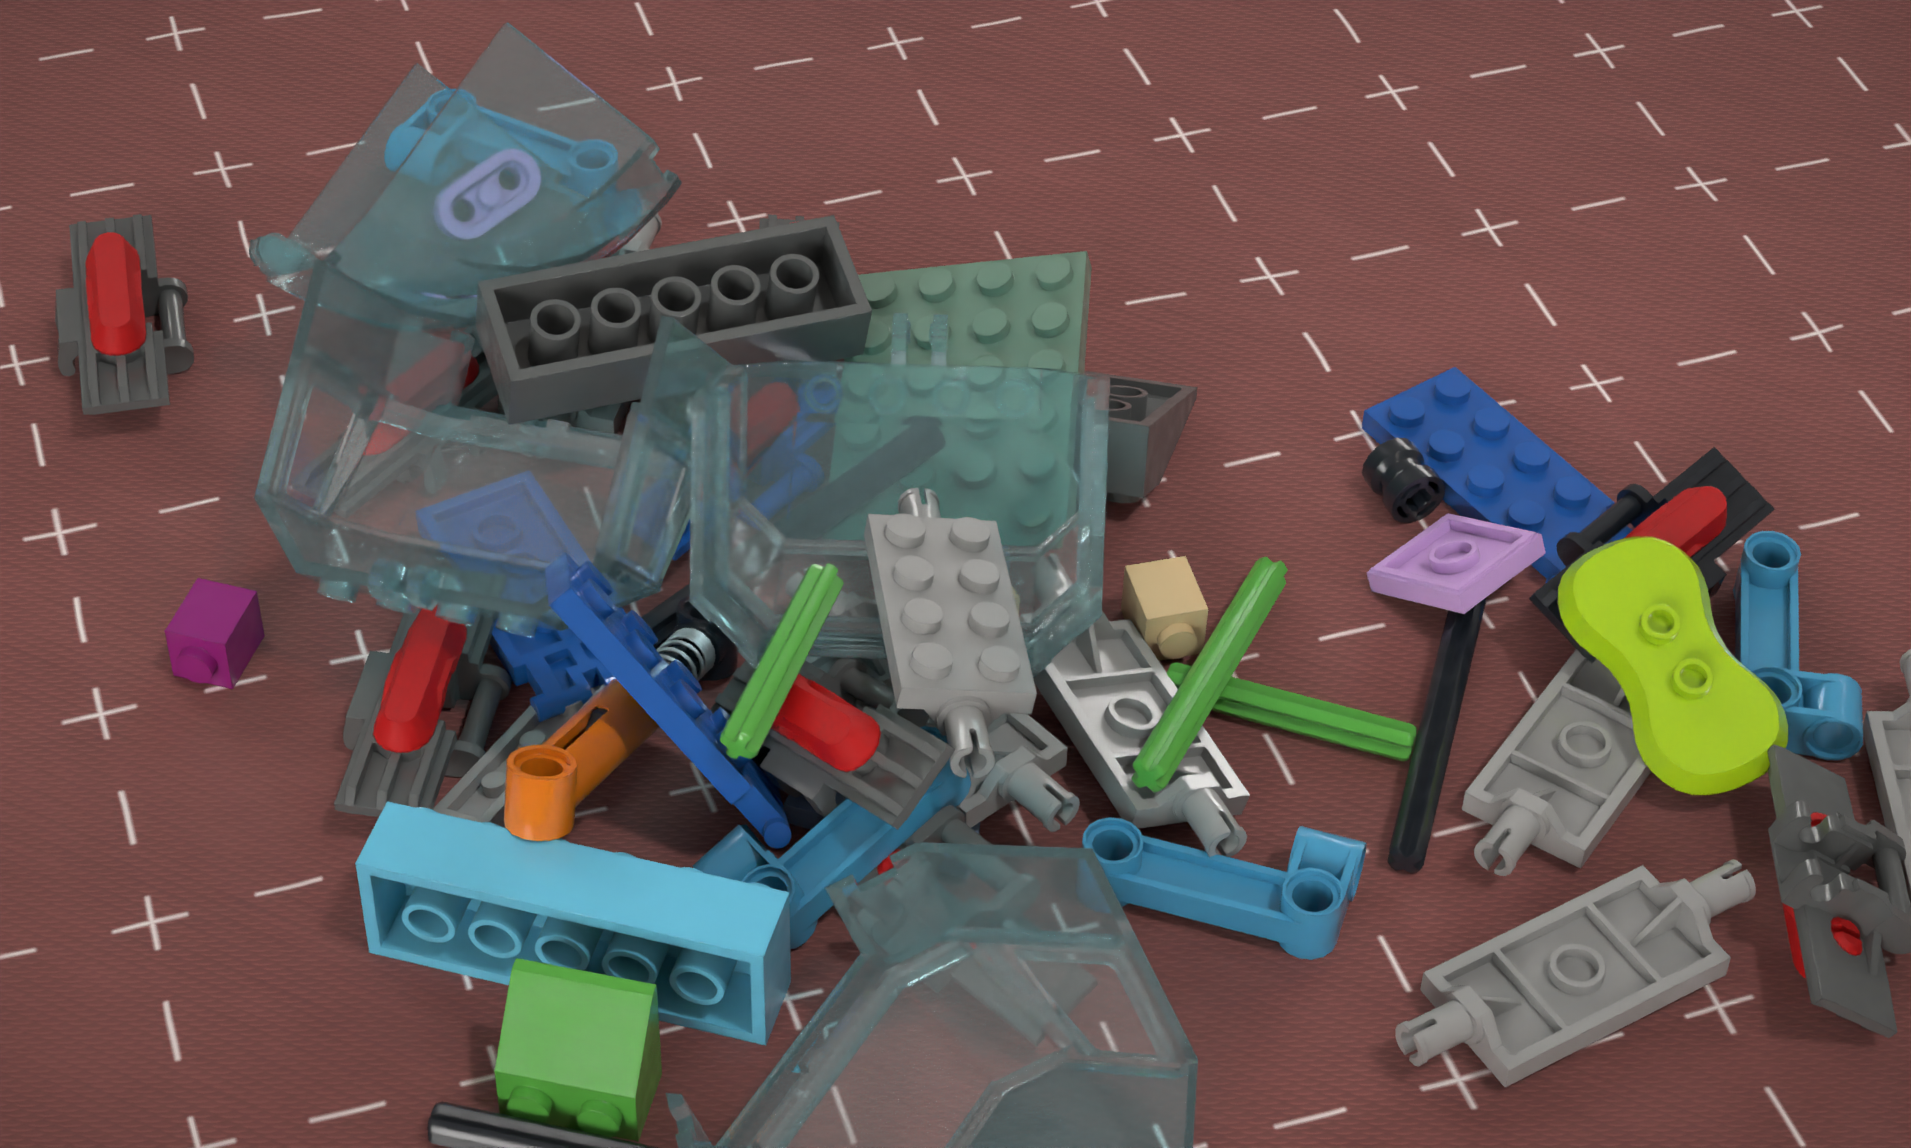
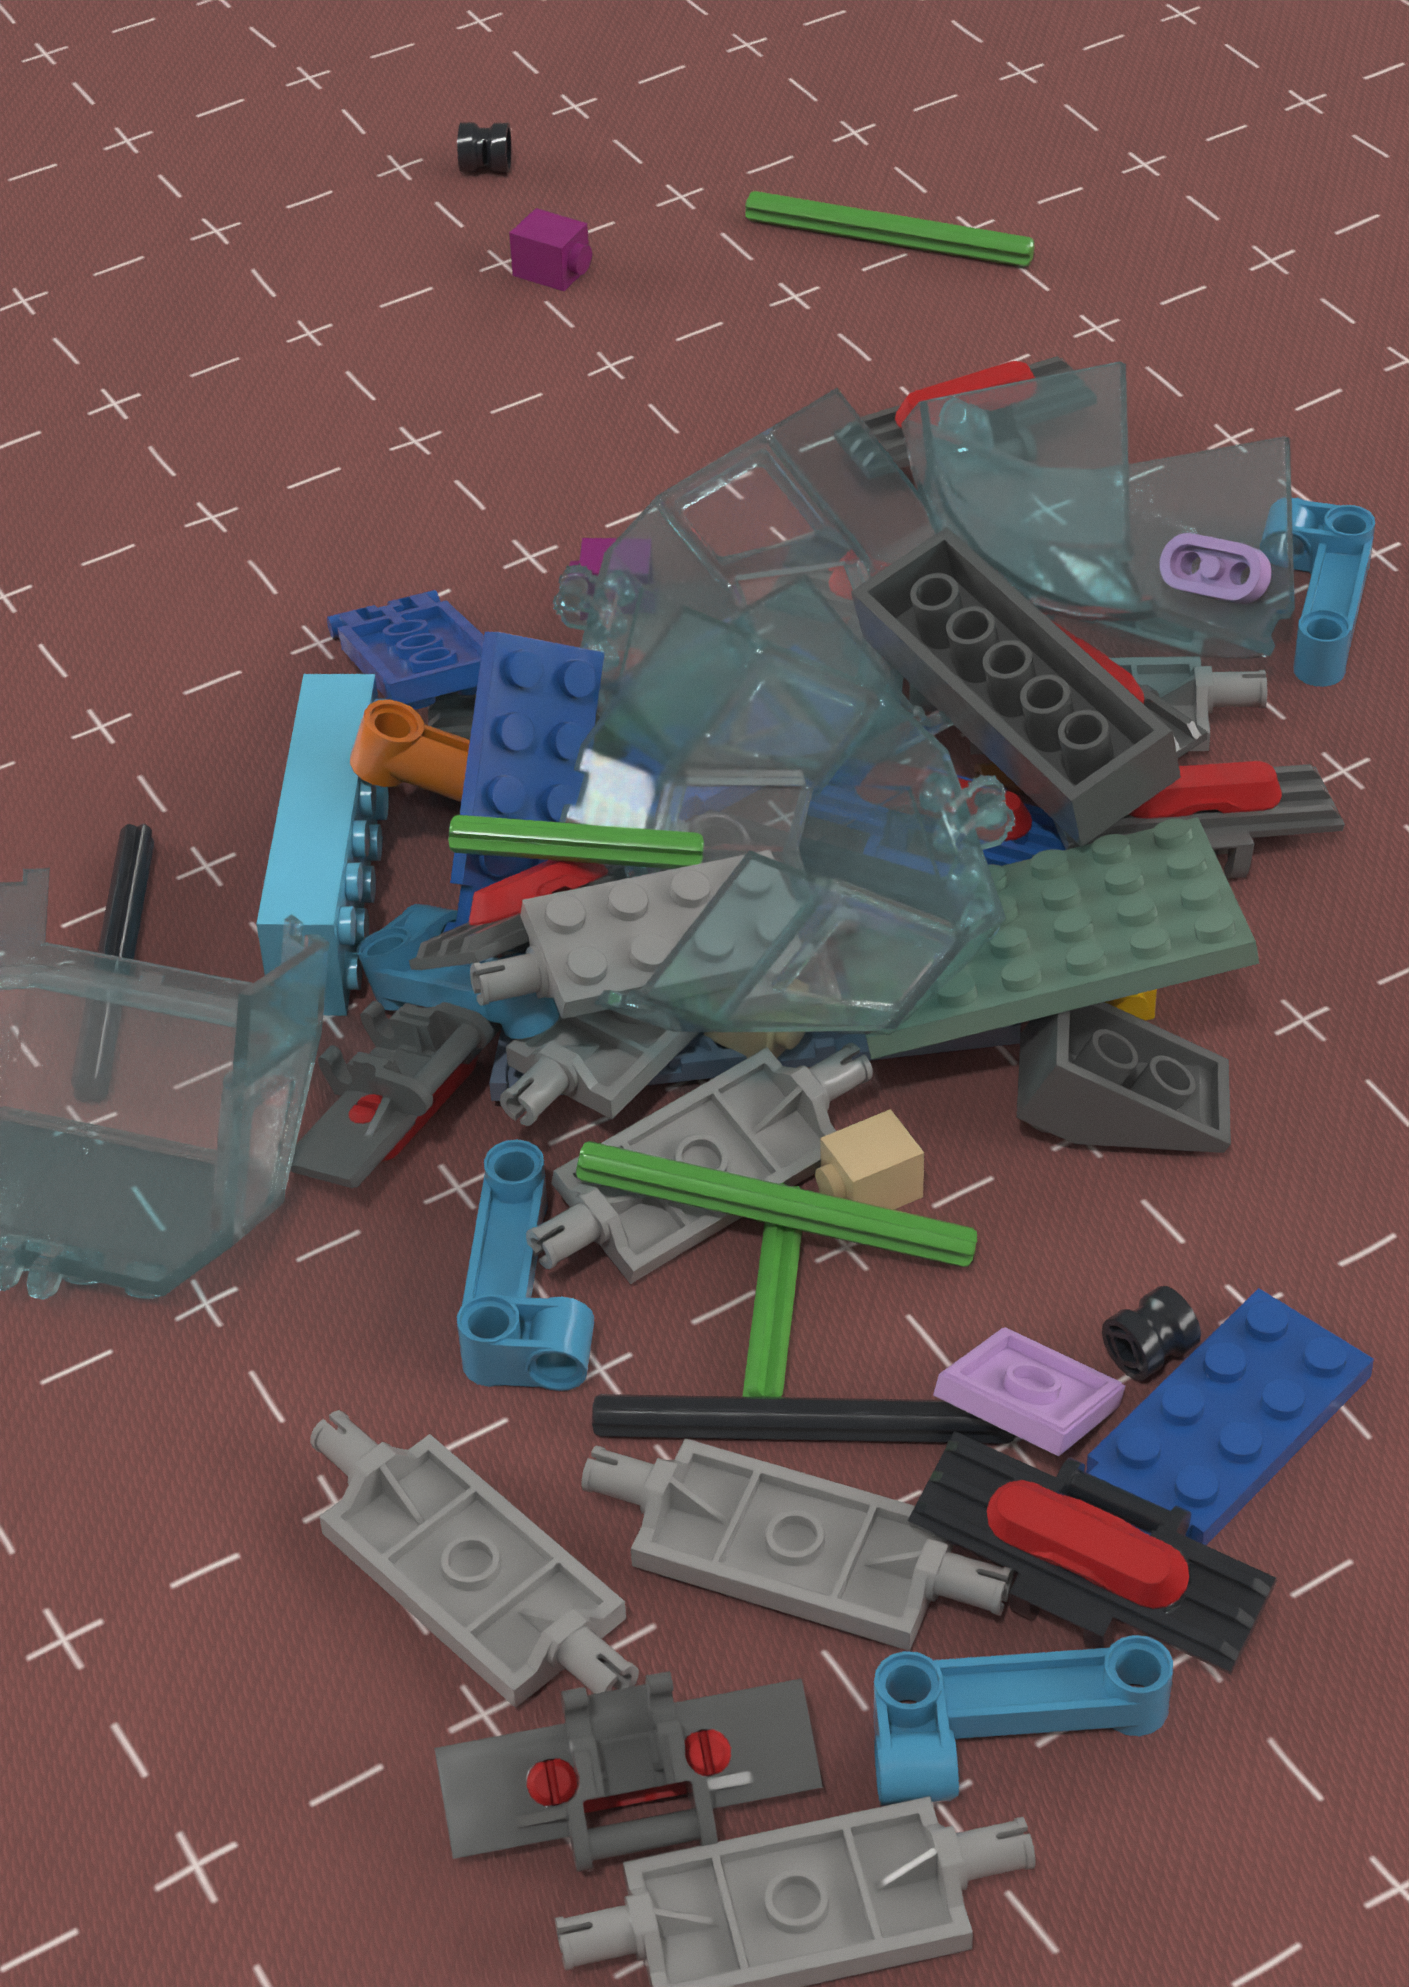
camera: 80 degrees right, 0 degrees up
(289, 794) = (412, 647): none -> blue hinge
(578, 1050) = (191, 883): bright green slope -> none
(1692, 704) = (853, 1610): lime plate -> none

